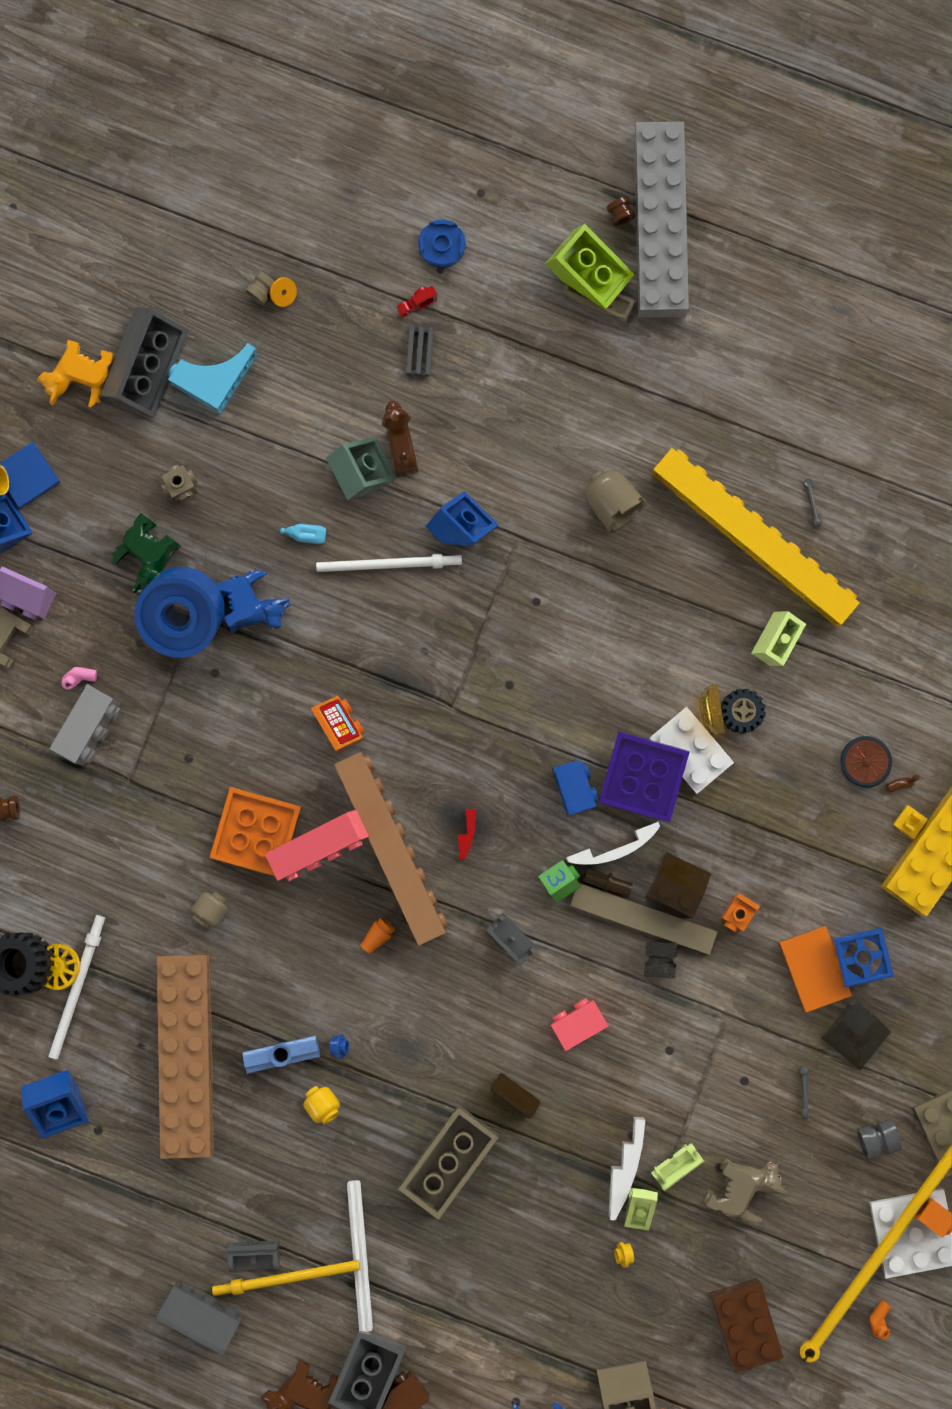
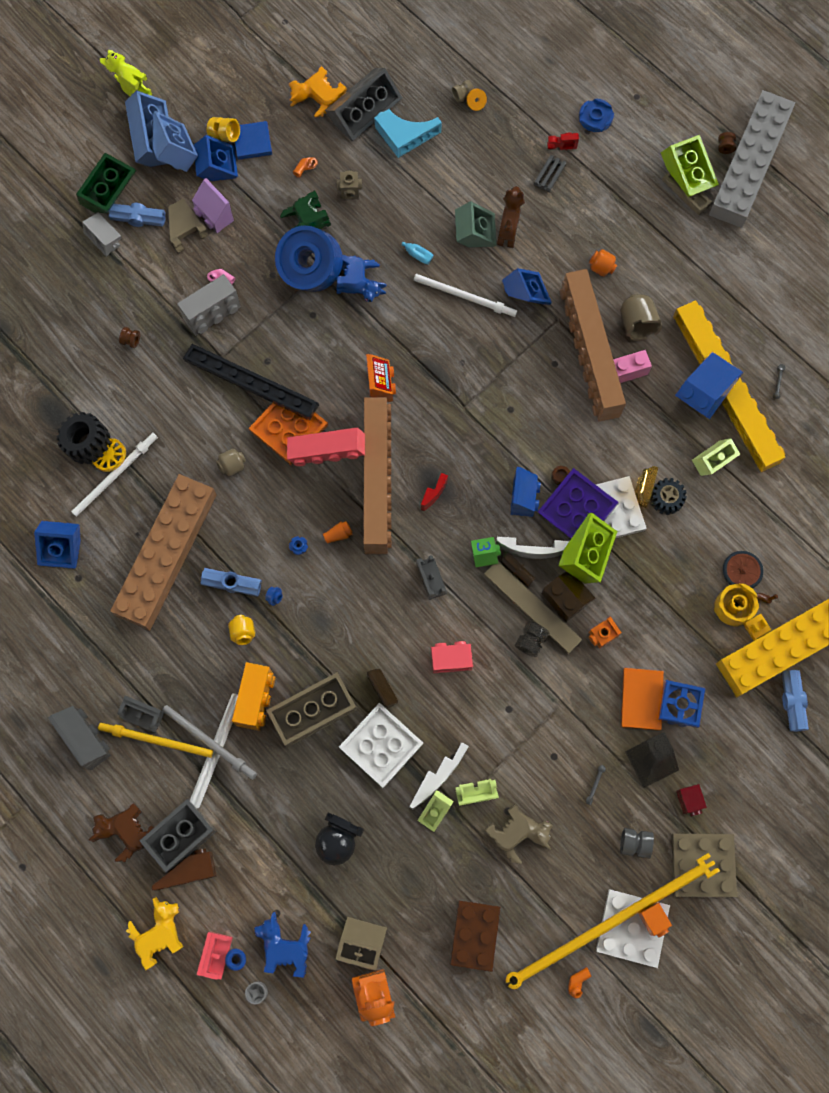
camera: 25 degrees right, 10 degrees down
(110, 478) = (305, 164): none -> orange arm
(183, 797) = (251, 381): none -> black tile
(344, 972) = (293, 545): none -> blue plate
(375, 1179) = (253, 696): none -> light orange brick
(395, 1263) = (237, 763): none -> light grey bar
(538, 445) = (603, 262): none -> orange head
(545, 1162) = (381, 745): none -> white plate
(547, 1297) = (336, 841): none -> black tile
(573, 563) = (592, 345): none -> medium nougat brick
(605, 741) = (559, 474): none -> reddish brown tile
(624, 1254) = (407, 839): yellow plate -> none
(628, 569) = (632, 366): none -> bright pink brick
(680, 824) = (589, 550): none -> lime slope
(733, 553) = (709, 385): none -> blue slope
(886, 800) = (746, 608): none -> yellow brick
(919, 1061) = (691, 800): none -> dark red brick

